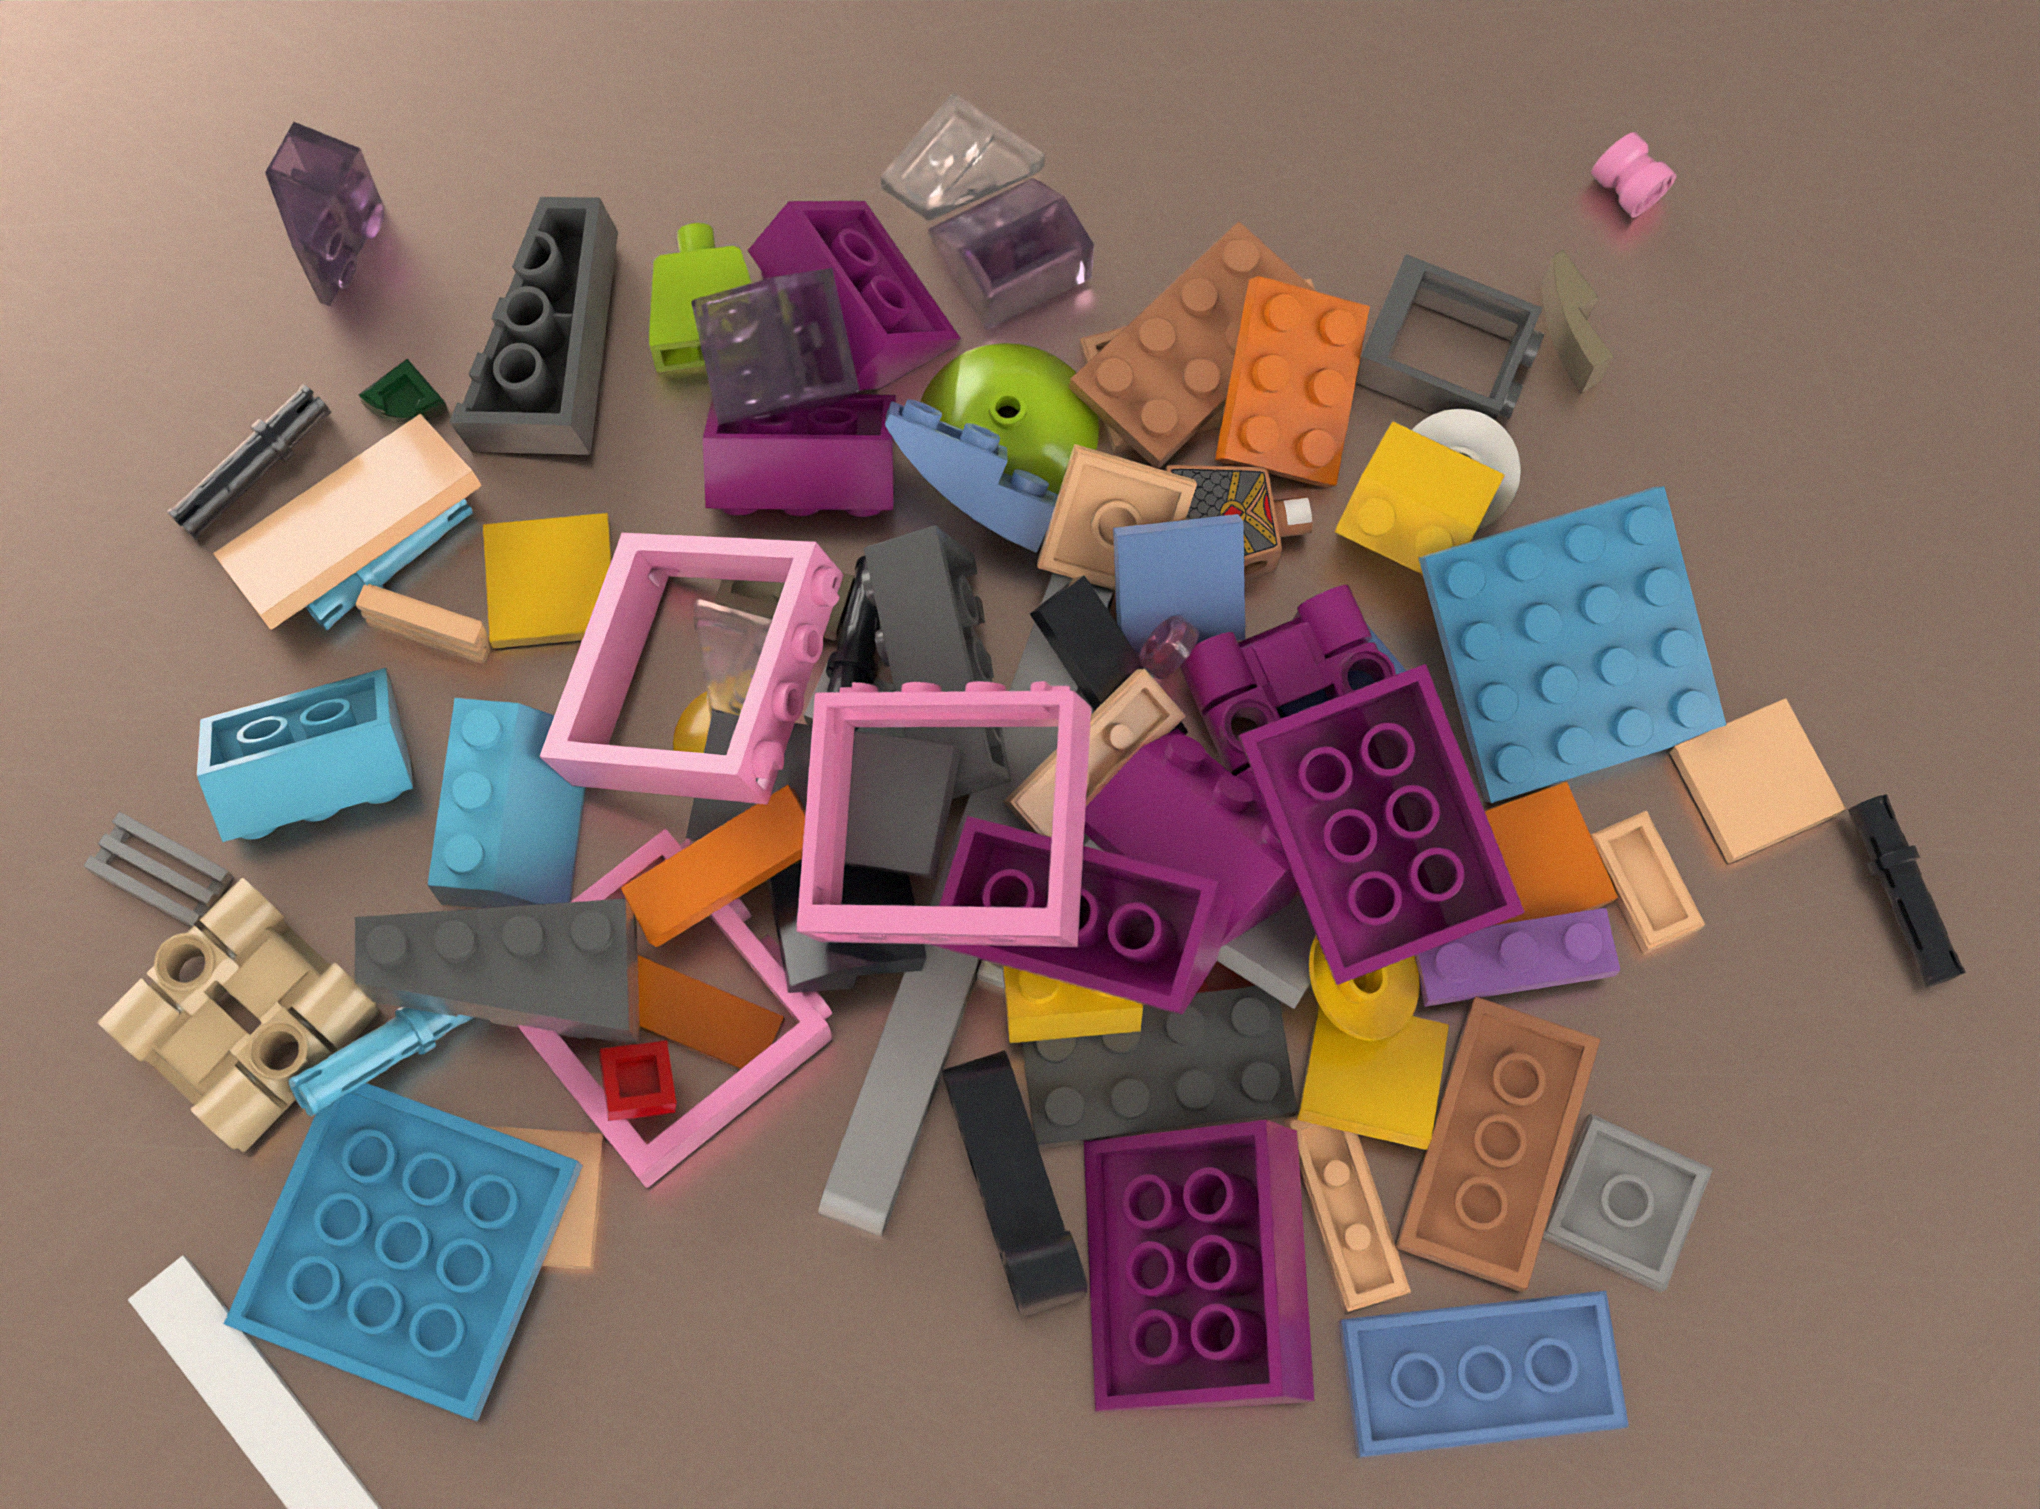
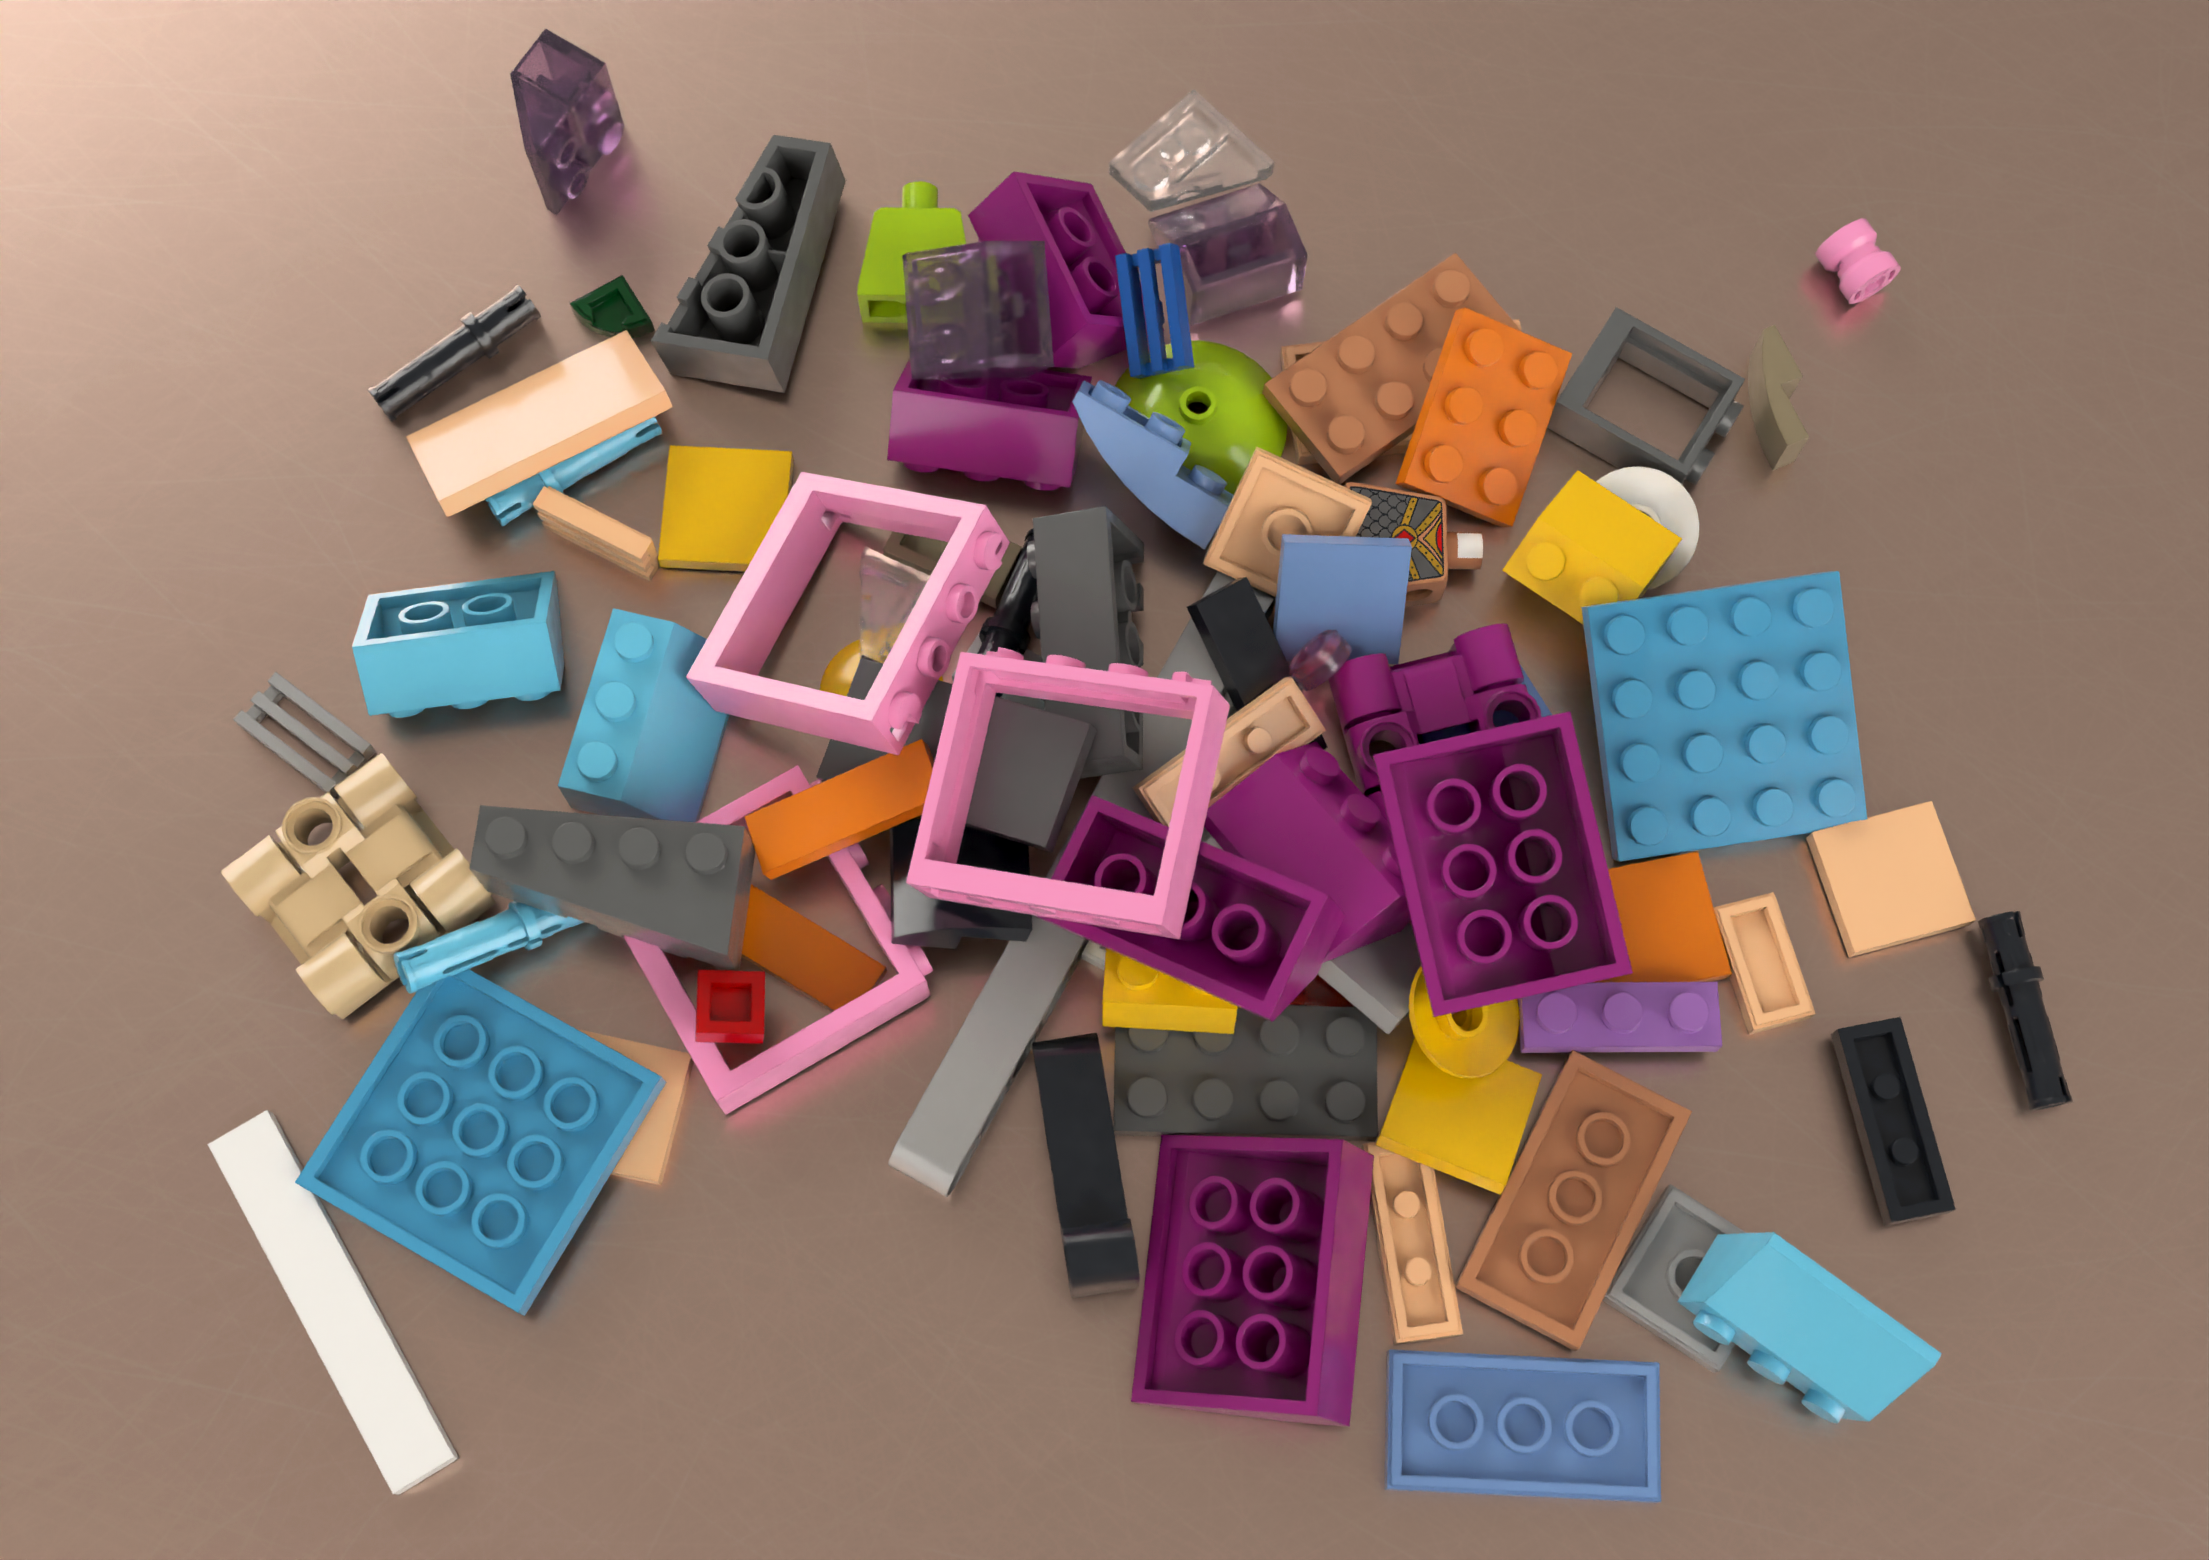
camera: 10 degrees right, 0 degrees up
(929, 326) = (1133, 311): none -> blue tile
(1742, 1233) = (1804, 1326): none -> medium azure slope
(1795, 1018) = (1892, 1121): none -> black plate

